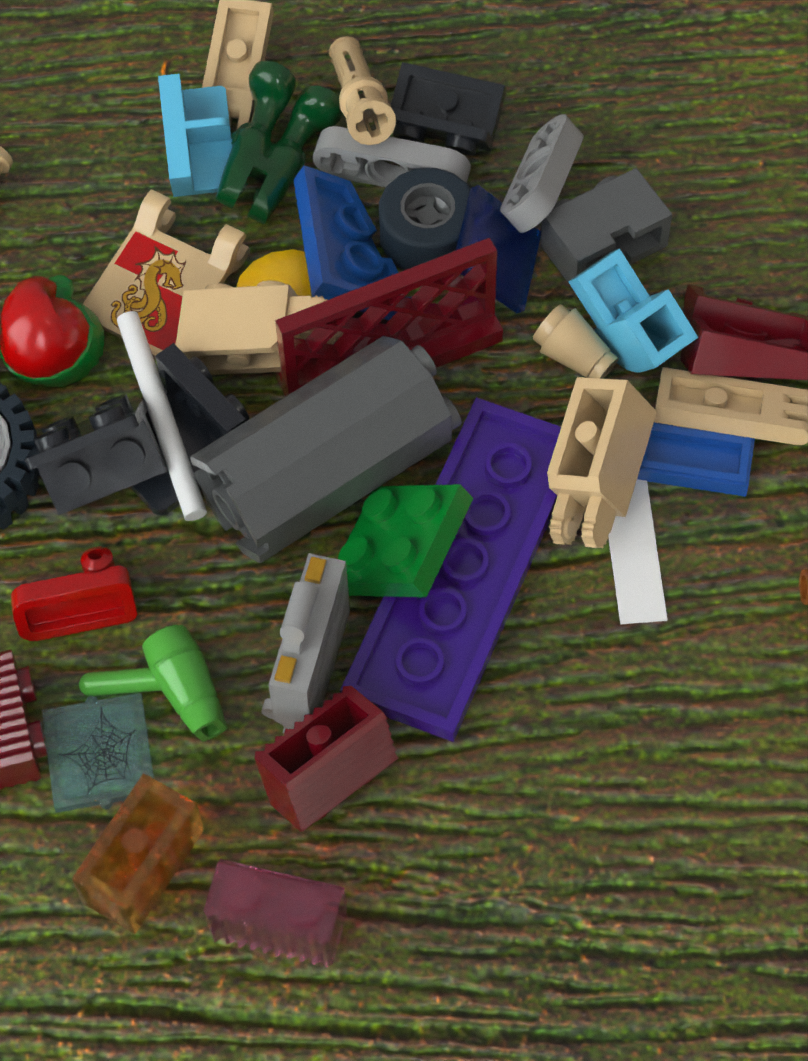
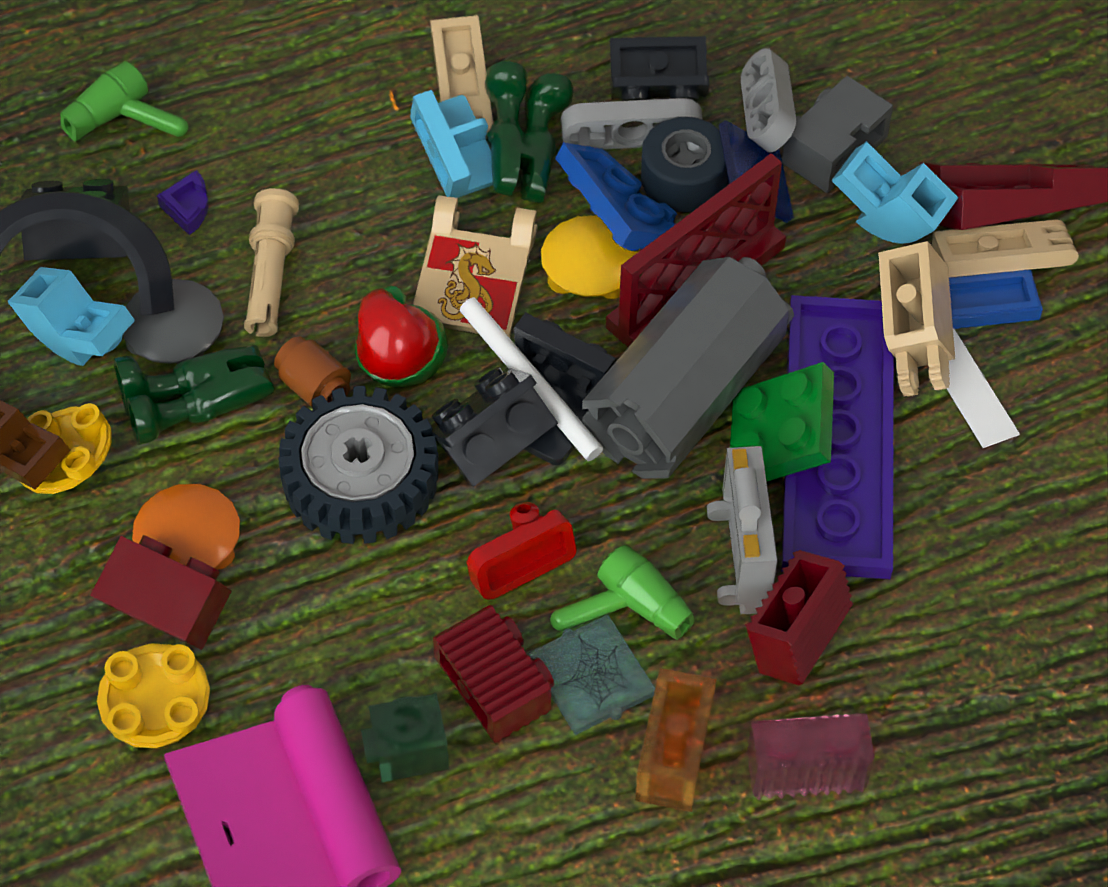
camera: 20 degrees left, 5 degrees down
(236, 326) = (574, 285): tan hinge -> none
(356, 77) = (592, 73): tan pin -> none
(574, 343) = (851, 232): tan cone -> none

